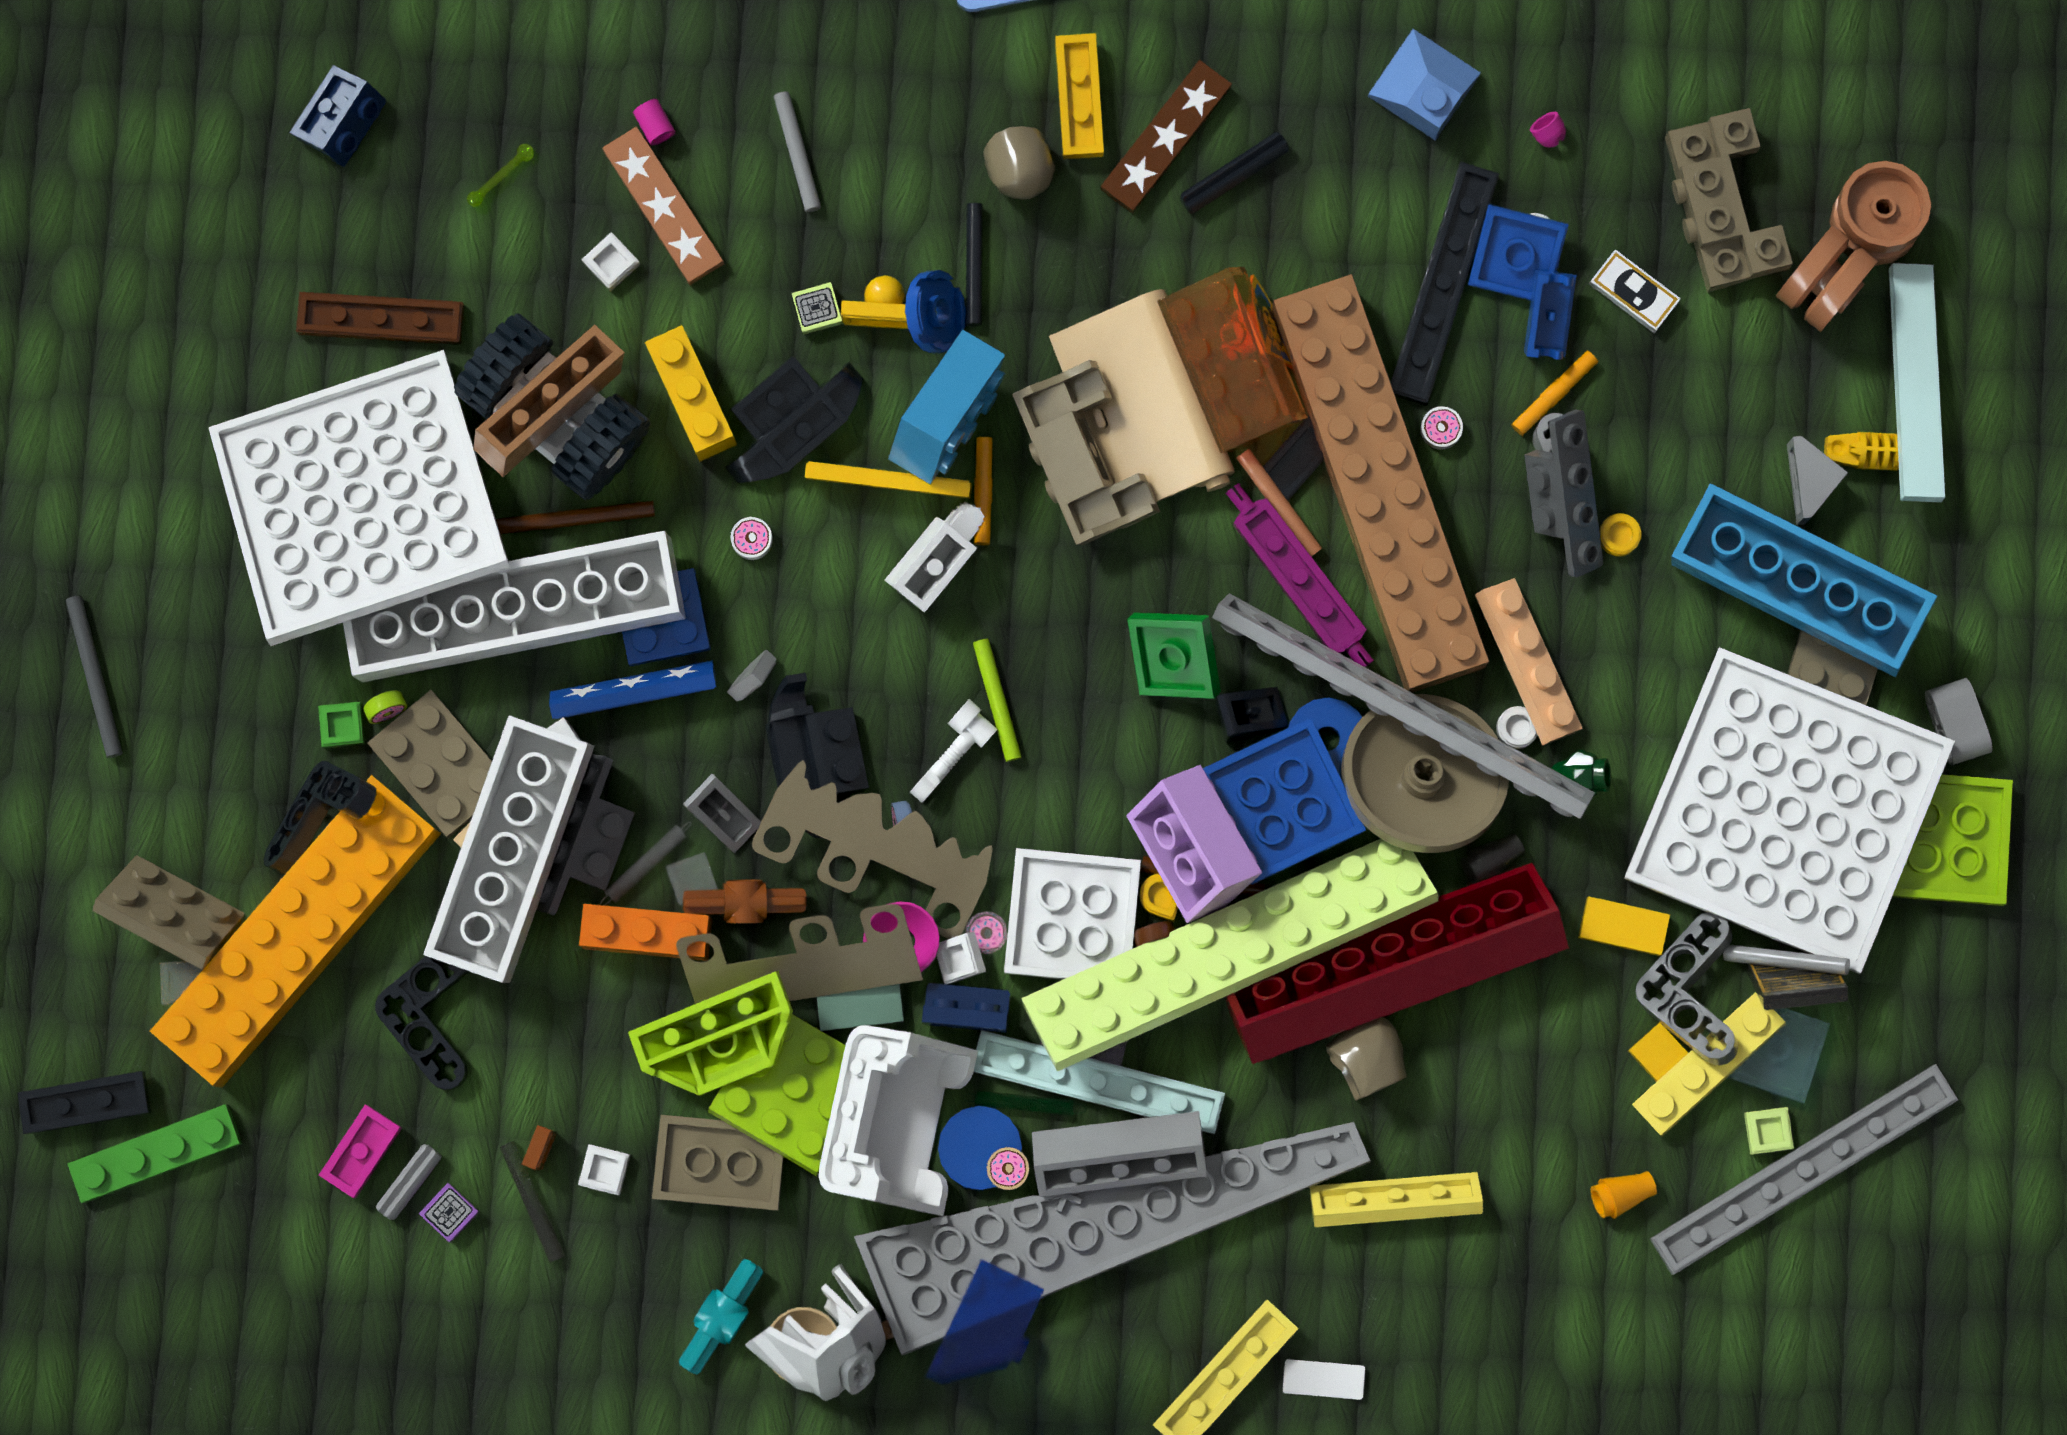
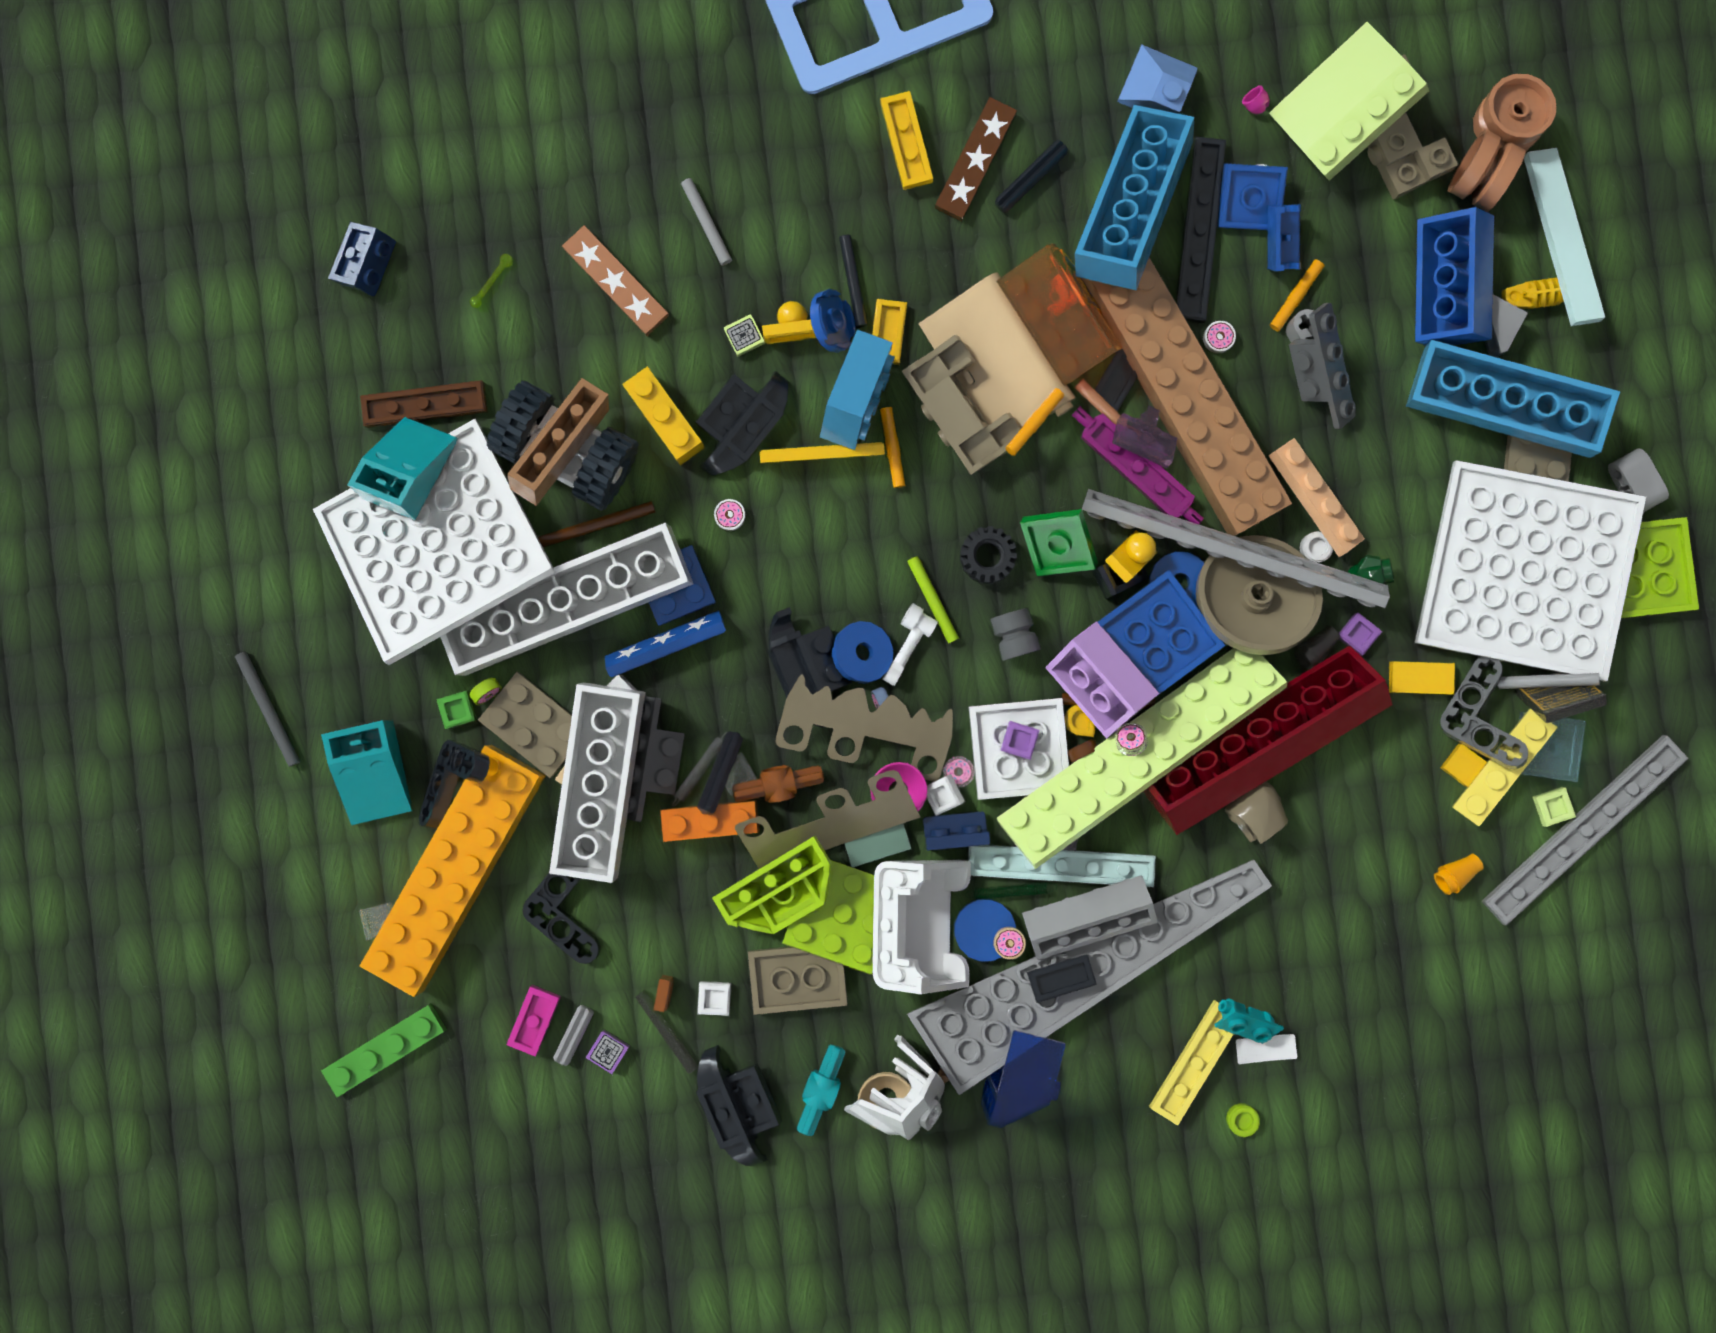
camera: 10 degrees left, 5 degrees up
(84, 1102) = (324, 1024): black plate -> none
(168, 912) = (356, 874): dark tan plate -> none
(211, 781) = (368, 771): none -> teal slope
(339, 395) = (403, 467): none -> teal slope
(604, 1317) = (736, 1106): none -> black plate
(610, 261) = (585, 329): white tile -> none
(654, 122) = (596, 219): dark pink hinge -> none
(671, 870) = (720, 773): none -> black axle
(722, 813) = (749, 722): light grey slope -> none
(752, 676) = (751, 616): light grey tile -> none
(912, 746) = (874, 640): none -> blue tile
(936, 556) = (869, 502): white hinge -> none
(1011, 332) = (890, 323): none -> yellow tile
(1019, 162) = (872, 197): dark tan piece -> none
(1066, 1226) = (1061, 978): none -> black tile
(1073, 904) = (1019, 740): none -> medium lavender tile
(1085, 630) = (988, 536): none -> black tyre
(1095, 769) = (1015, 633): none -> dark grey wheel
(1171, 491) = (1034, 421): none -> light orange piece
(1217, 927) = (1131, 739): none -> tile
(1267, 690) = (1132, 555): none -> yellow tile
(1303, 1337) = (1247, 1022): none -> teal hinge
(1315, 540) = (1144, 438): none -> clear purple hinge
(1356, 227) = (1134, 197): none -> dark azure brick
(1396, 1199) = (1296, 910): light yellow plate -> none
(1552, 852) = (1359, 633): none -> medium lavender tile
(1620, 534) = (1365, 390): yellow tile -> none
(1634, 291) = (1341, 209): tile -> none
(1661, 157) = (1349, 100): none -> yellowish green slope
(1758, 409) = (1454, 277): none -> blue brick

